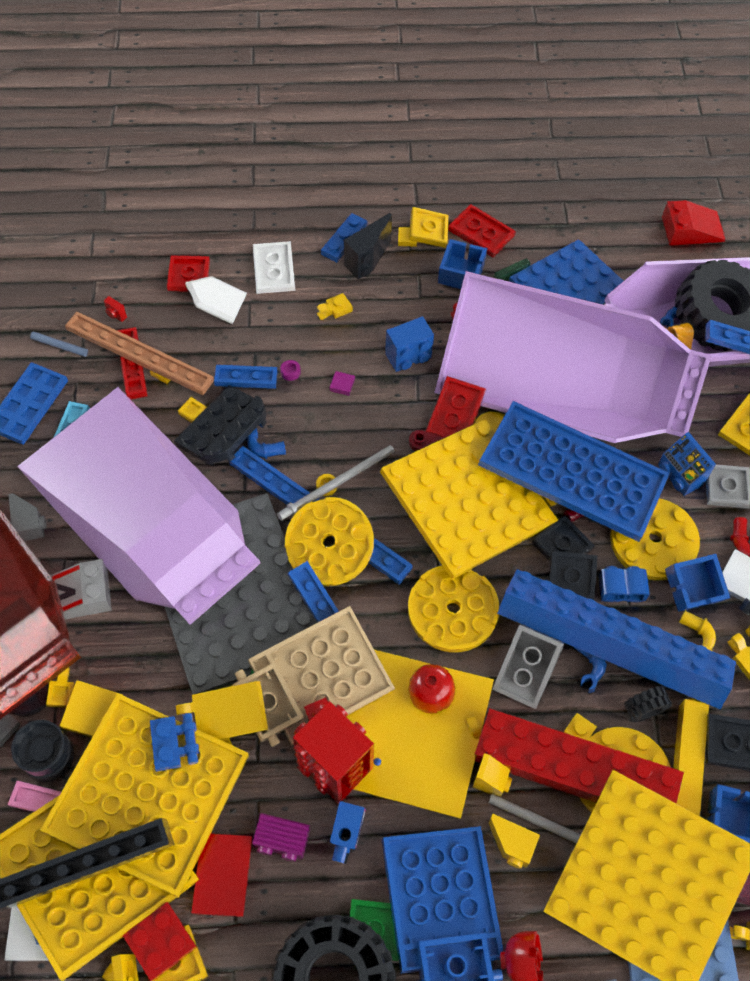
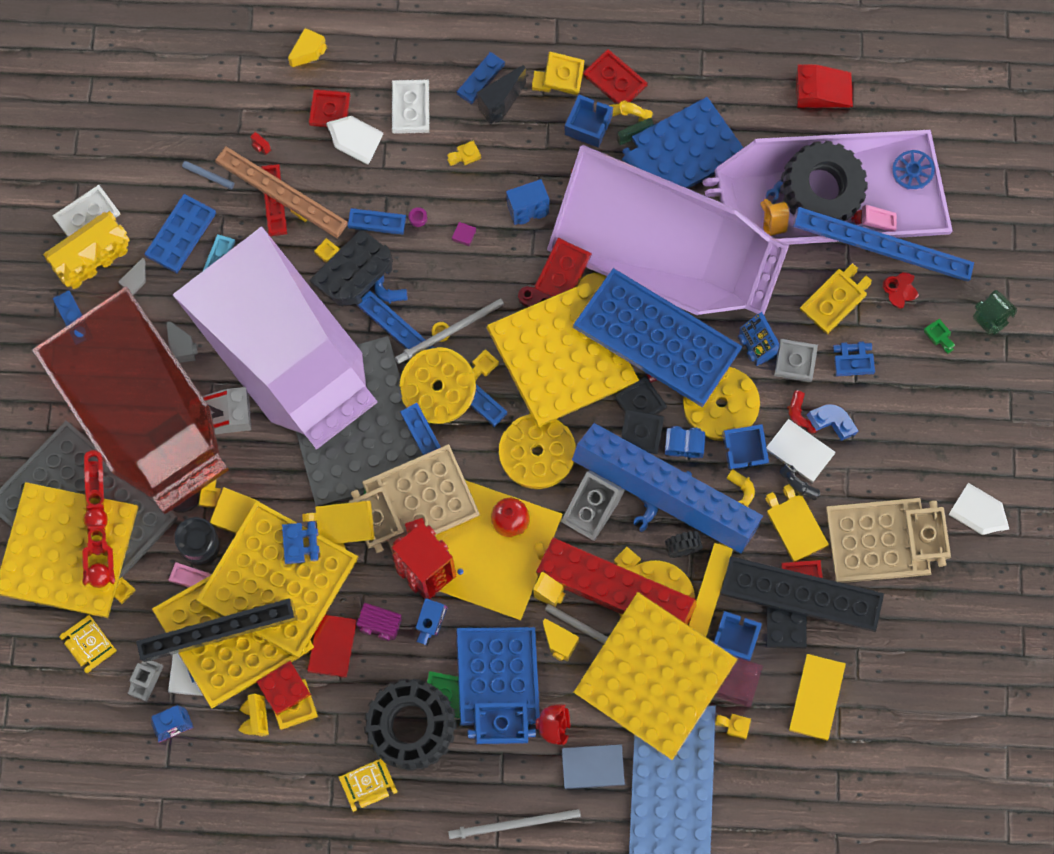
camera: 10 degrees right, 10 degrees up
(162, 220) = (307, 48): none -> yellow slope
(380, 514) = (484, 364): none -> yellow plate
(500, 251) = (630, 108): none -> yellow piece

